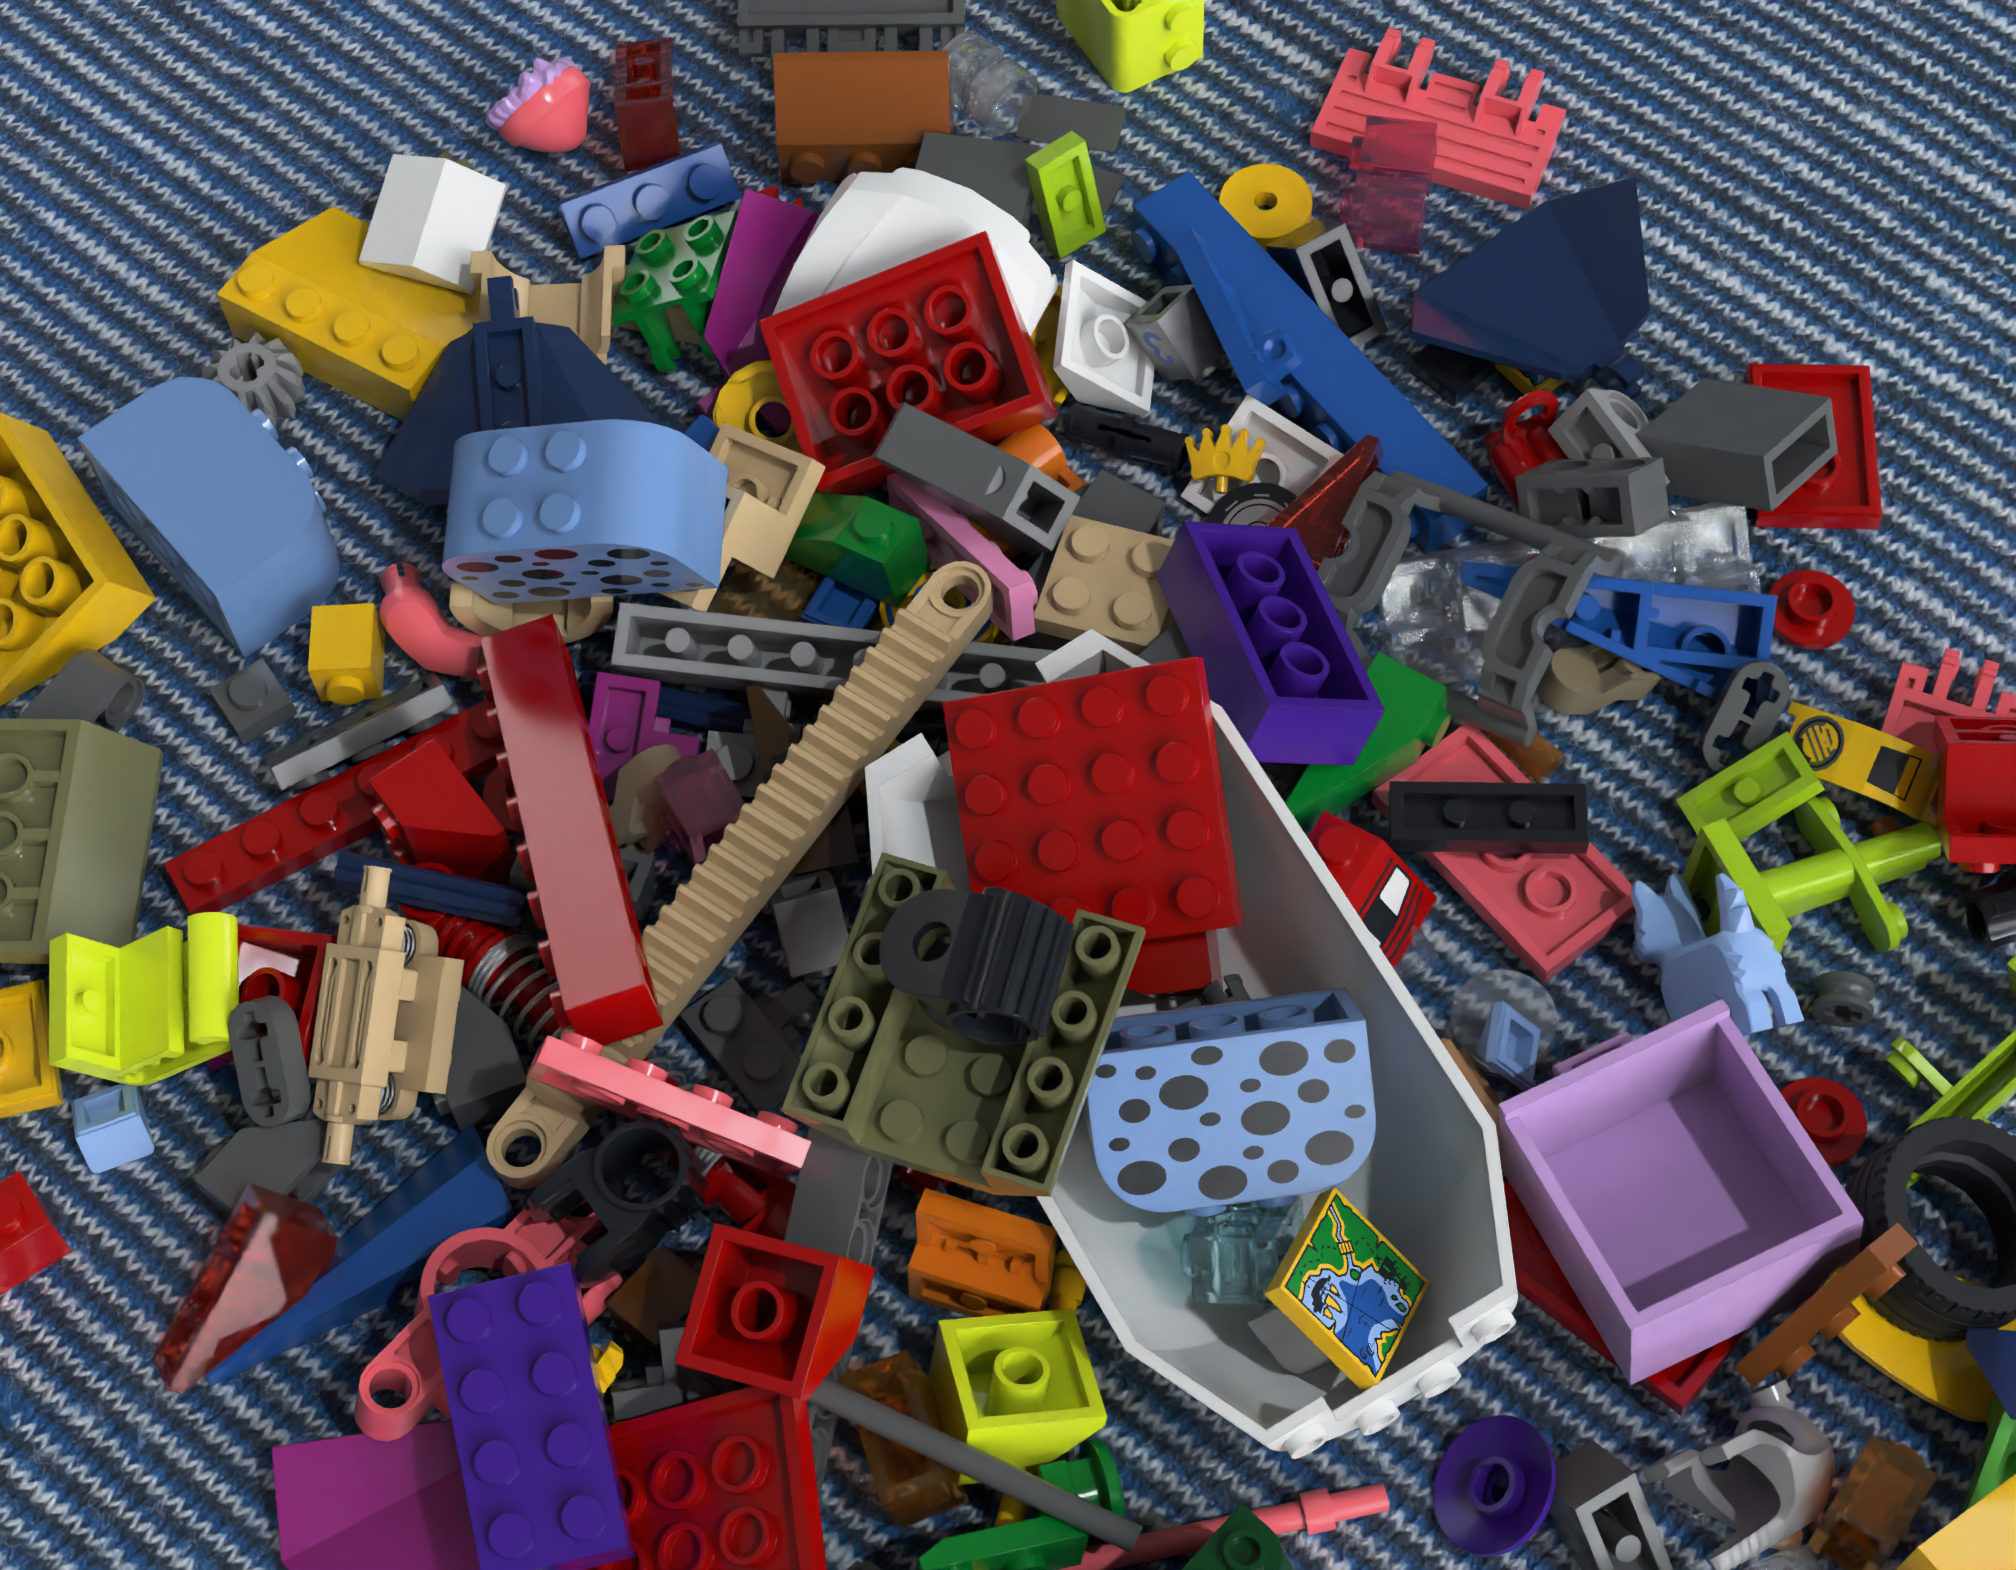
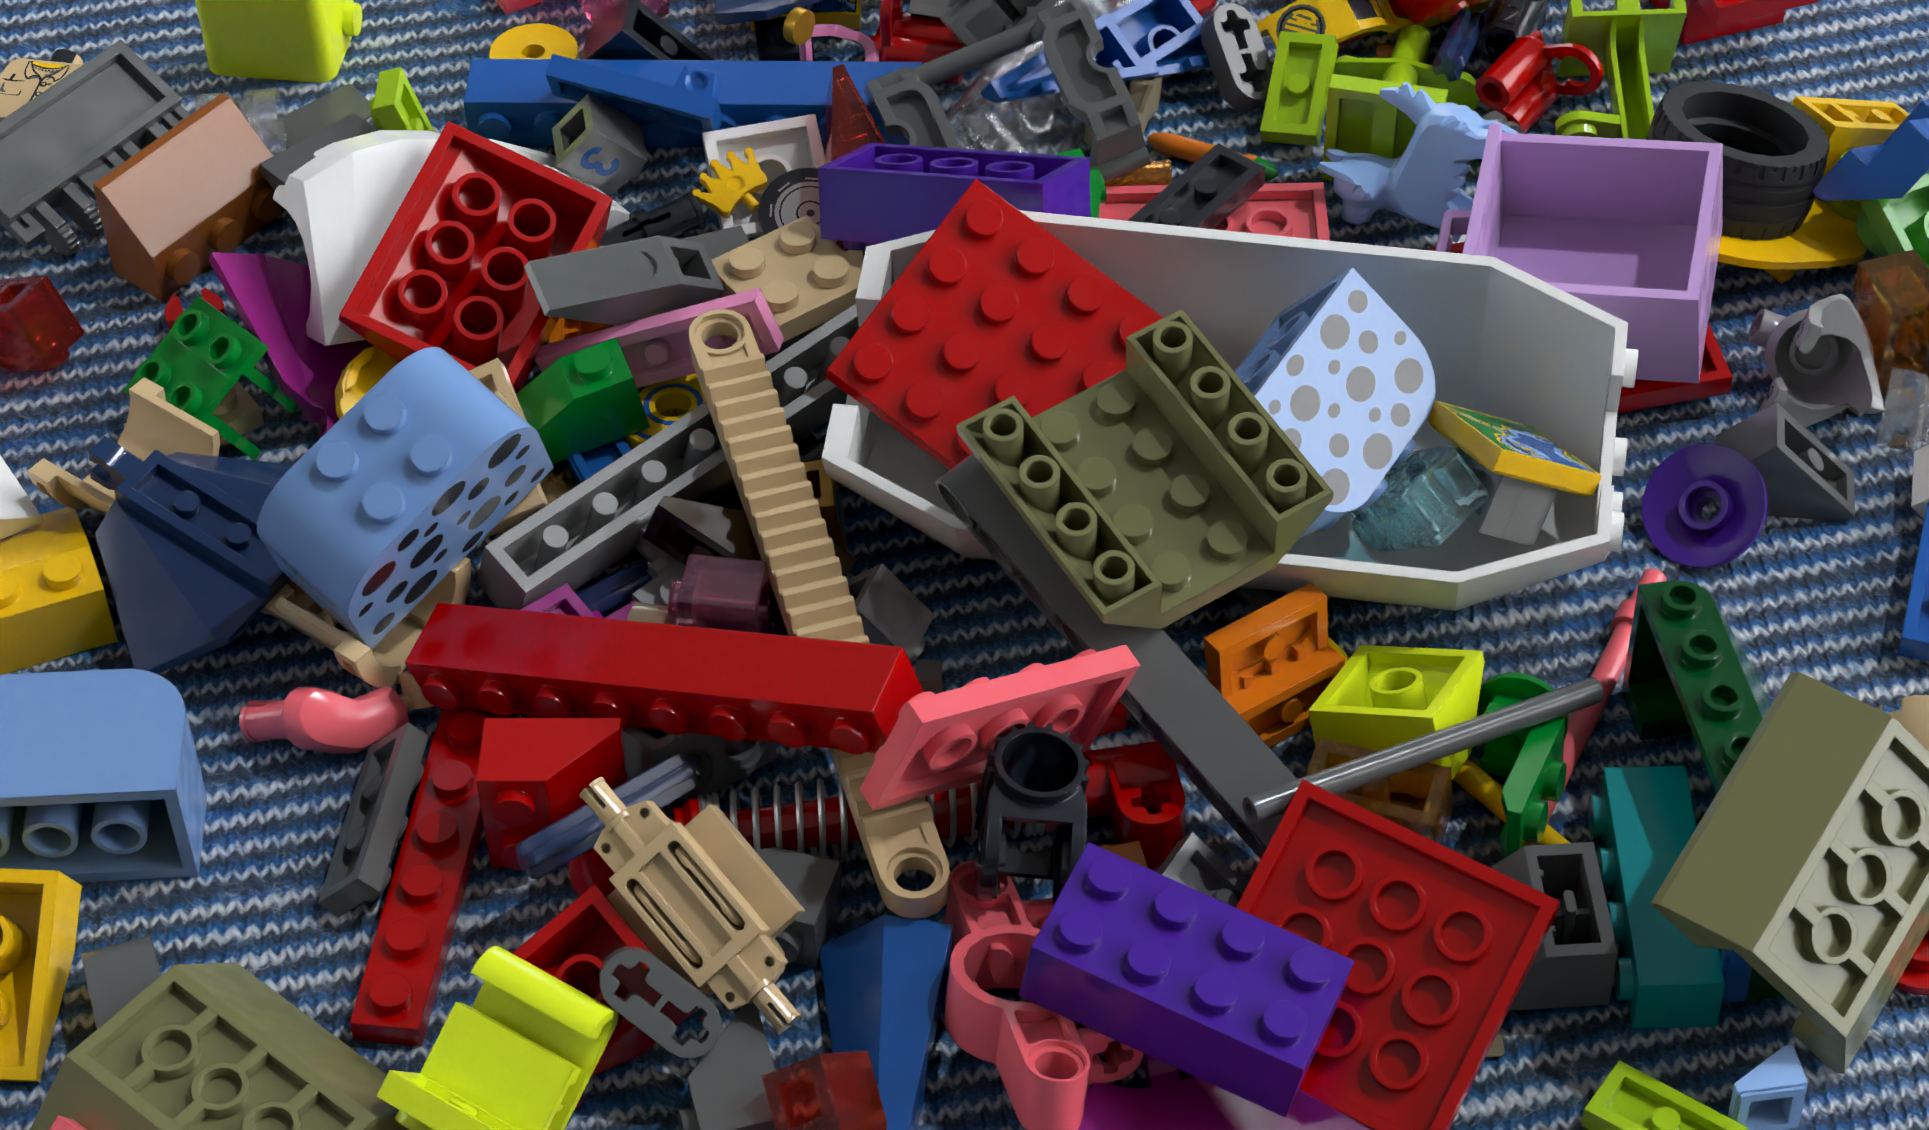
camera: 55 degrees left, 15 degrees down
(252, 701) = (253, 885): dark grey plate -> none
(347, 653) = (290, 785): yellow brick -> none
(648, 199) = (89, 372): blue plate -> none
(772, 1312) = (1243, 746): red slope -> none
(989, 973) = (1127, 394): black piece -> none
(1443, 366) = (801, 26): none -> piece
(1628, 819) = (1193, 150): none -> orange piece
(1829, 1308) = (1744, 235): dark orange plate -> none
(1921, 888) = (1458, 44): none -> dark blue axle
(1938, 977) = (1525, 83): none -> red piece

